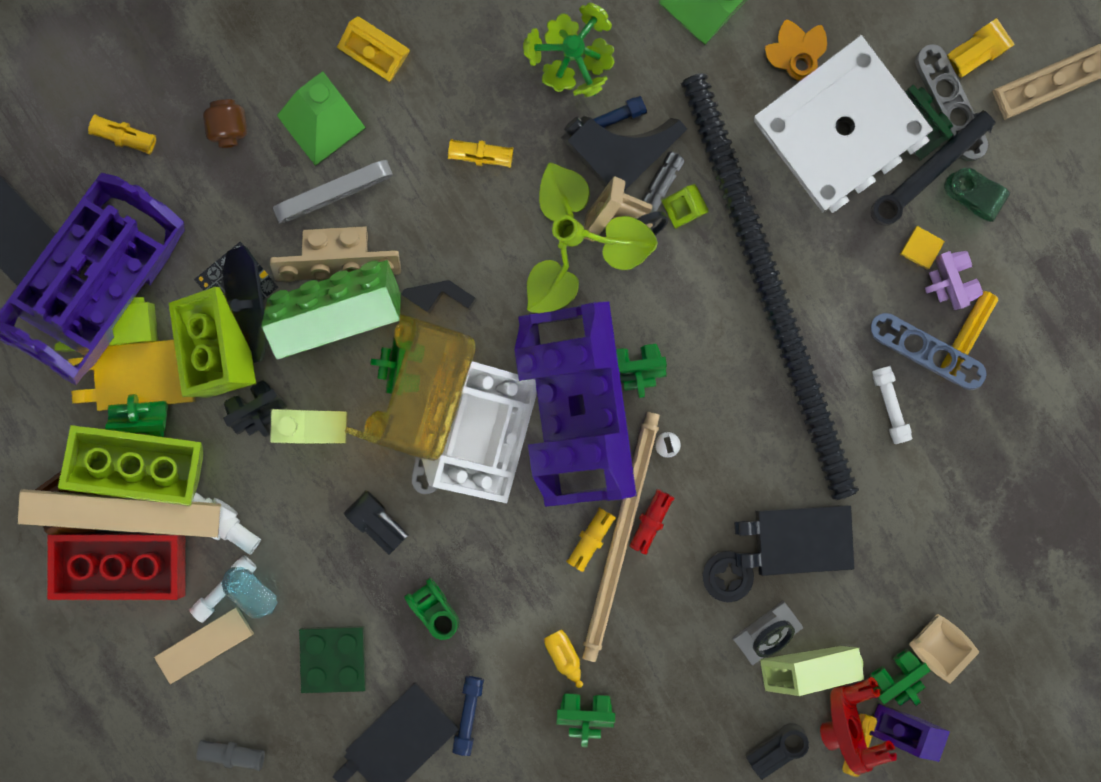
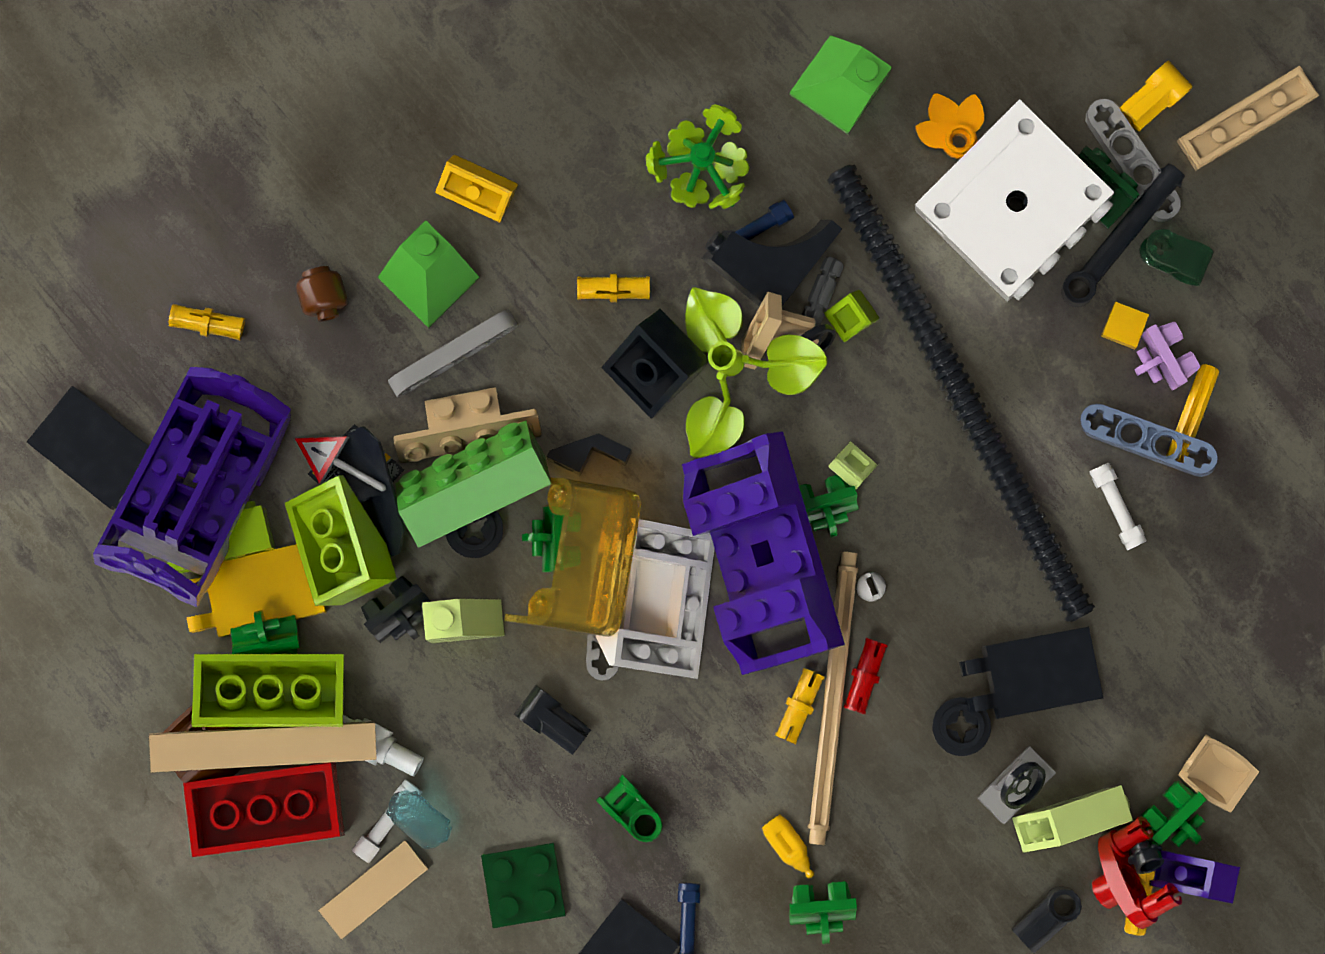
camera: 10 degrees left, 5 degrees down
(207, 265) = (323, 453): none -> piece
(329, 363) = (475, 547): none -> black gear
(507, 224) = (655, 363): none -> black slope
(667, 338) = (852, 465): none -> yellowish green tile
(870, 712) = (1146, 857): none -> black plate

